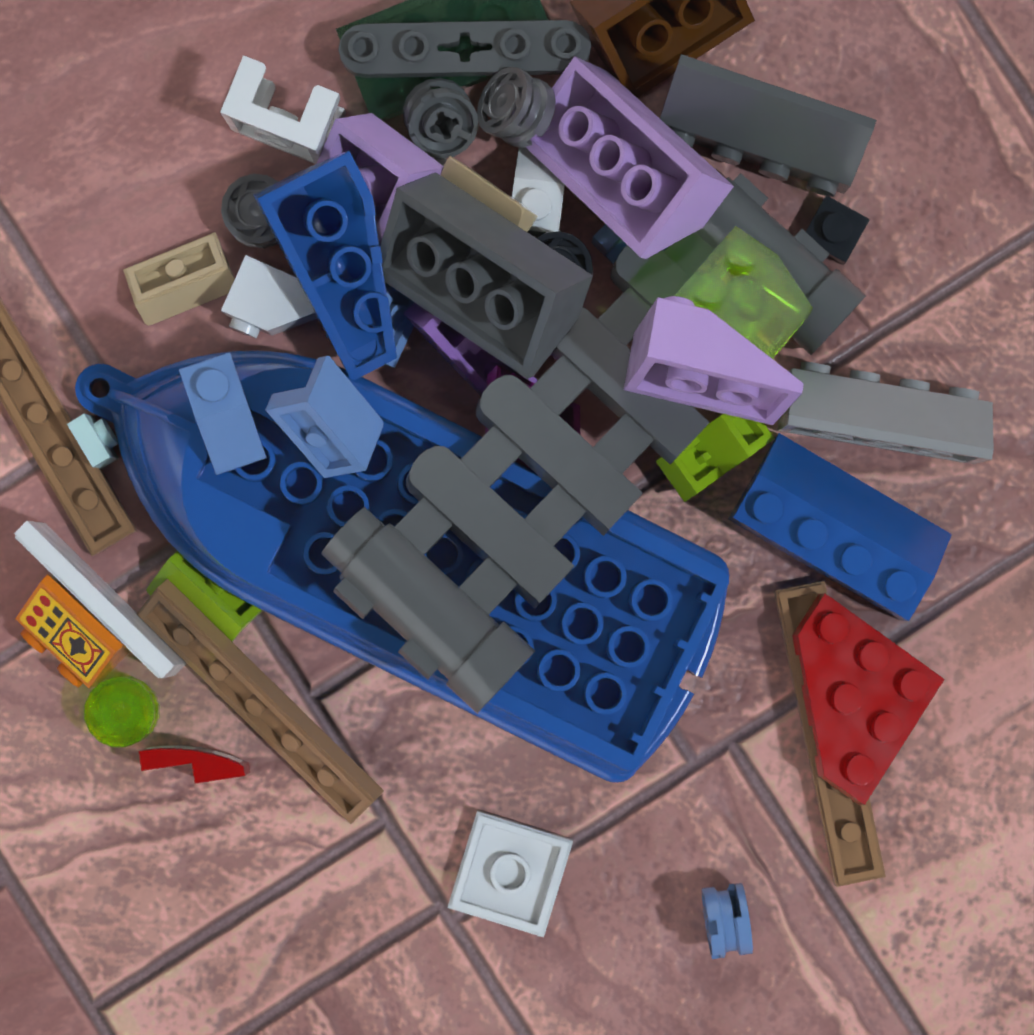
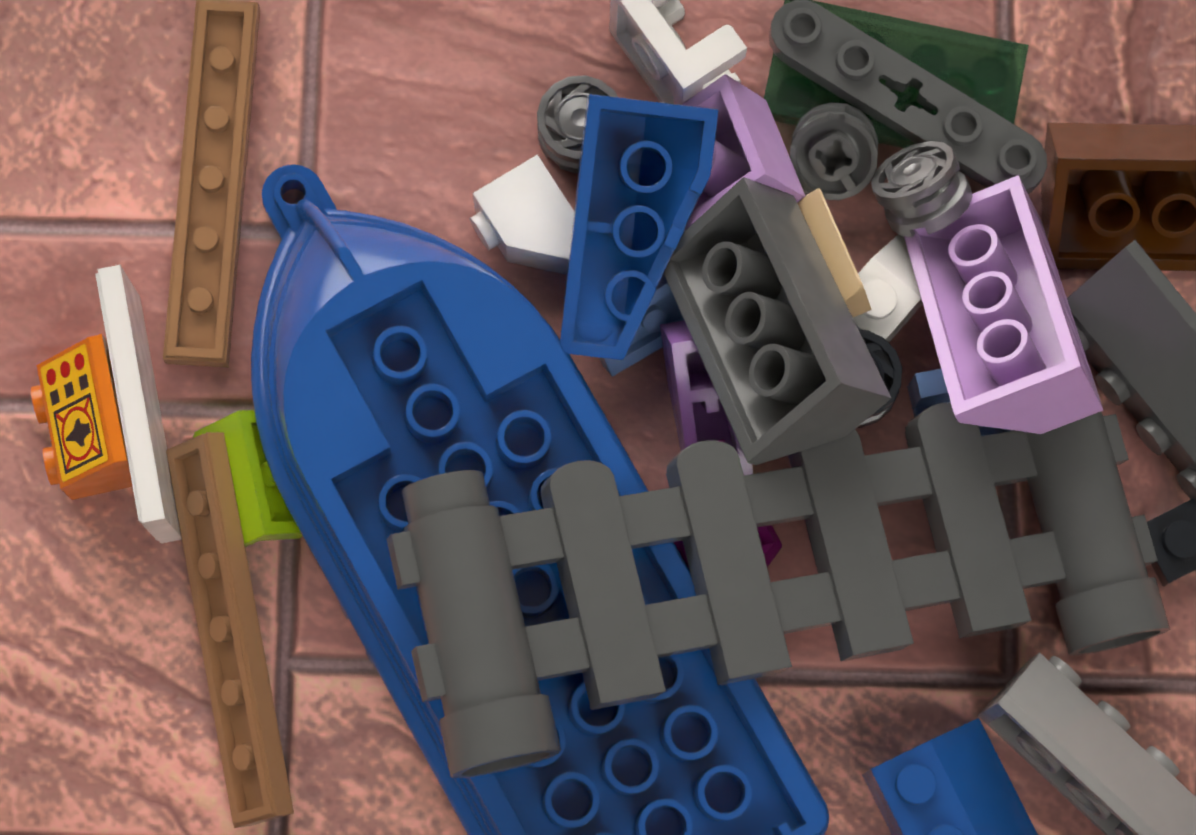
camera: 30 degrees right, 10 degrees down
(95, 440) = (250, 242): light aqua plate -> none
(121, 711) = (78, 540): clear neon green wheel -> none
(180, 279) = (451, 141): tan slope -> none
(206, 763) = (124, 655): red slope -> none
(222, 413) = (400, 277): medium blue slope -> none
(328, 421) = (506, 359): medium blue panel -> none
(705, 363) = (954, 575): lavender slope -> none
(715, 452) = (898, 689): lime slope -> none
(749, 291) = (1028, 540): clear neon green slope -> none

